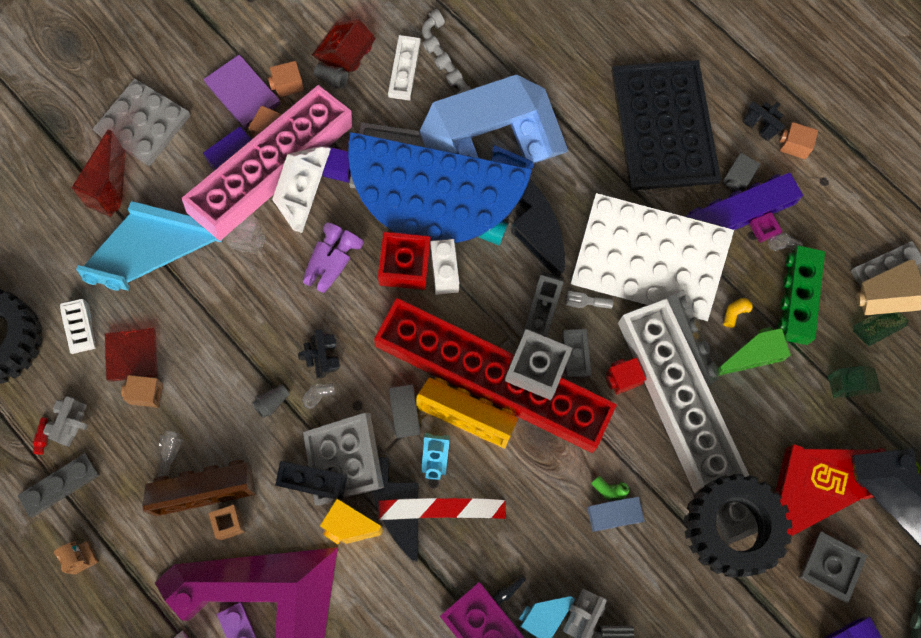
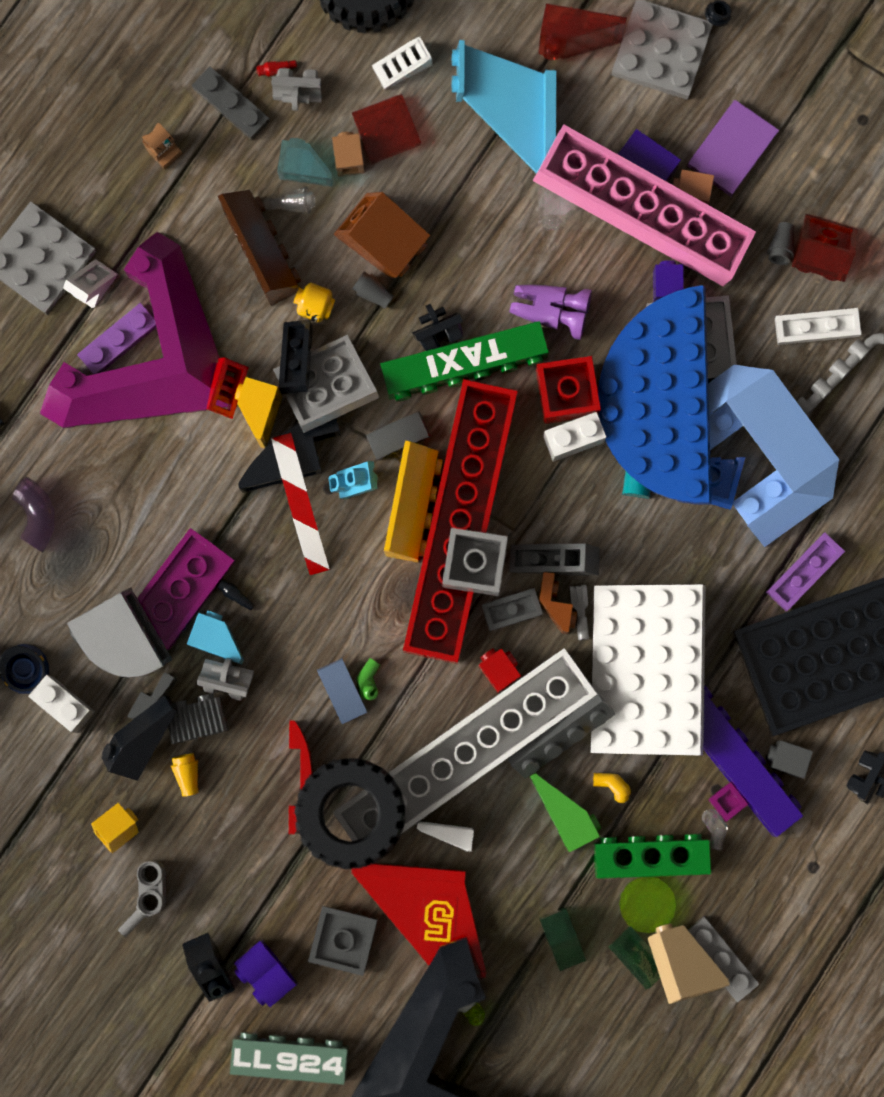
camera: 85 degrees right, 10 degrees up
(128, 72) = (718, 13): none -> black plate
(138, 432) = (302, 164): none -> clear light blue slope
(223, 379) = (383, 234): none -> dark orange slope
(226, 522) = (231, 284): medium nougat brick -> none
(266, 453) = (314, 302): none -> yellow head
(286, 79) = (760, 193): nougat brick -> none
(299, 184) = (625, 247): white wing -> none
(315, 394) = (394, 336): clear arm -> none
(318, 540) = (240, 372): none -> red slope
(354, 340) = (464, 360): none -> green brick
(540, 230) = (650, 535): black slope -> none
(591, 314) = (559, 612): none -> dark orange slope
(595, 125) = (805, 571): none -> medium lavender plate
(655, 563) = (298, 741): none -> red slope
(757, 447) = (454, 835): none -> white slope
(798, 140) = (855, 822): nougat brick -> none
(838, 309) = (647, 904): none -> clear neon green tile

